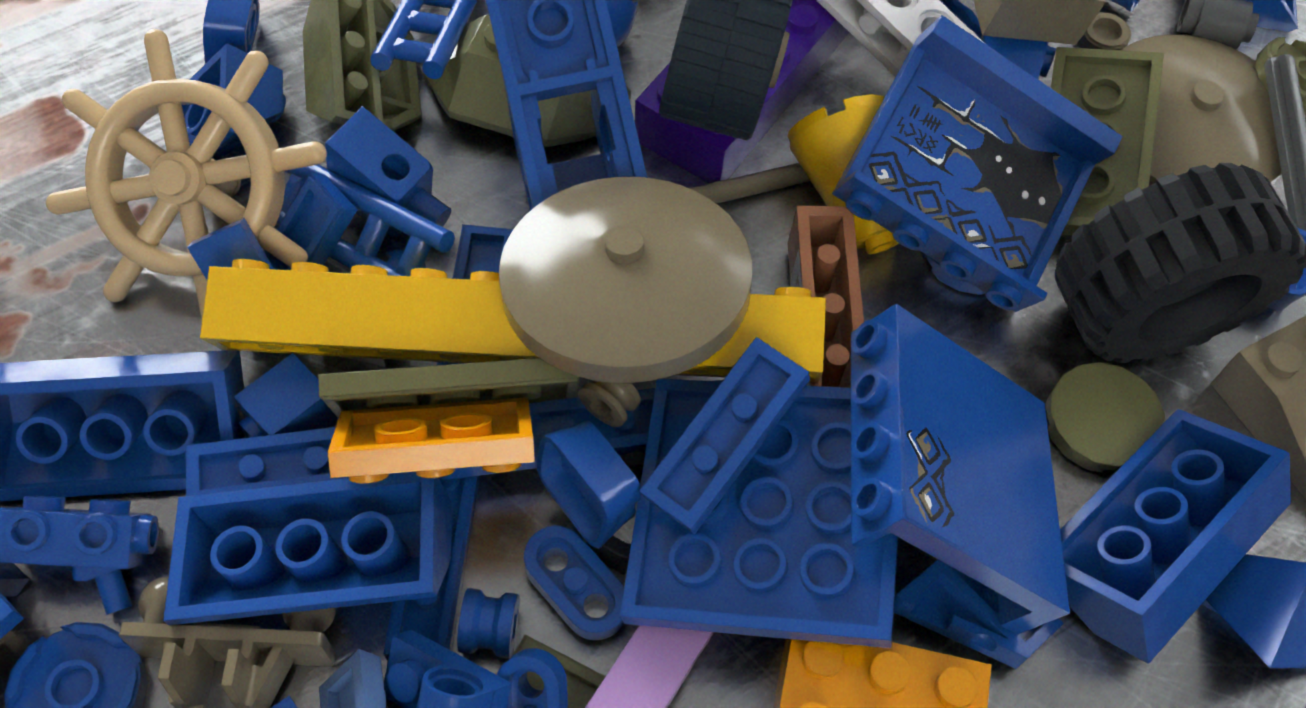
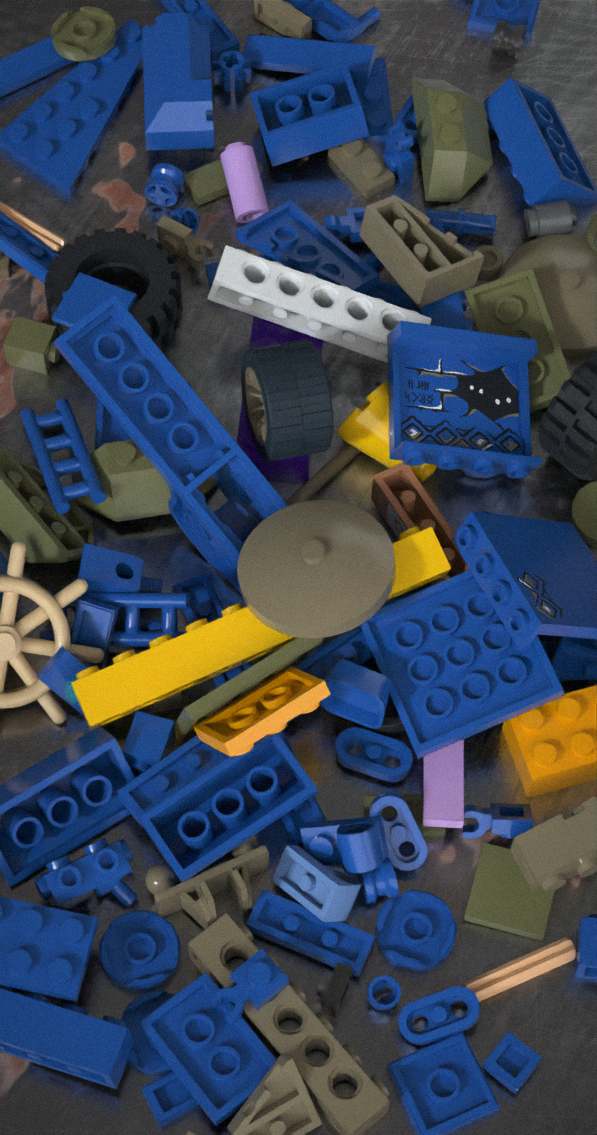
camera: 25 degrees left, 0 degrees up
(488, 623) = (342, 798): blue wheel -> none
(610, 401) = (338, 646): dark tan bush -> none
(725, 435) = (419, 629): blue plate -> none

